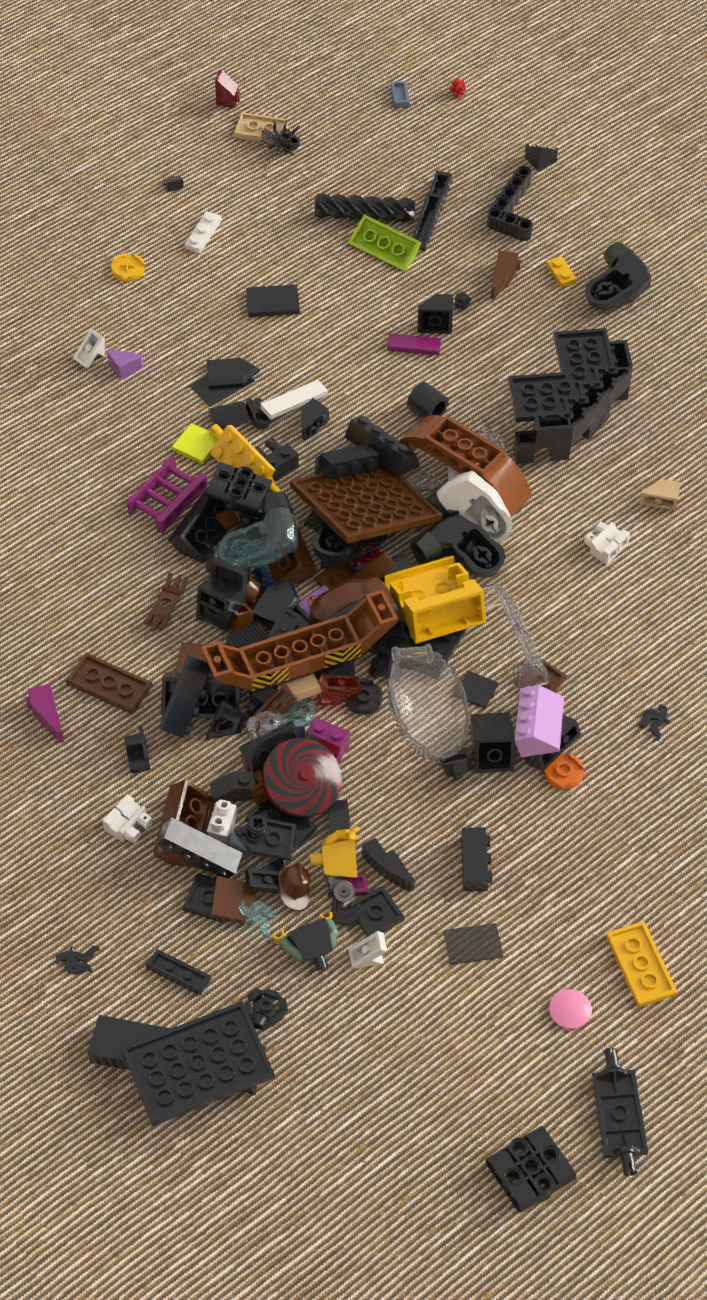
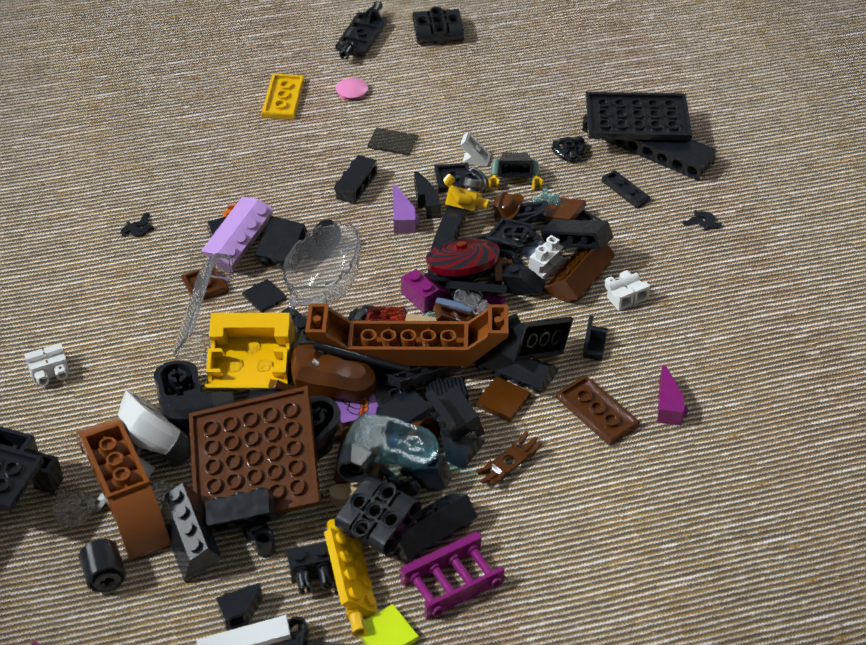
camera: 155 degrees left, 10 degrees down
(399, 832) = (403, 213): none -> medium lavender slope

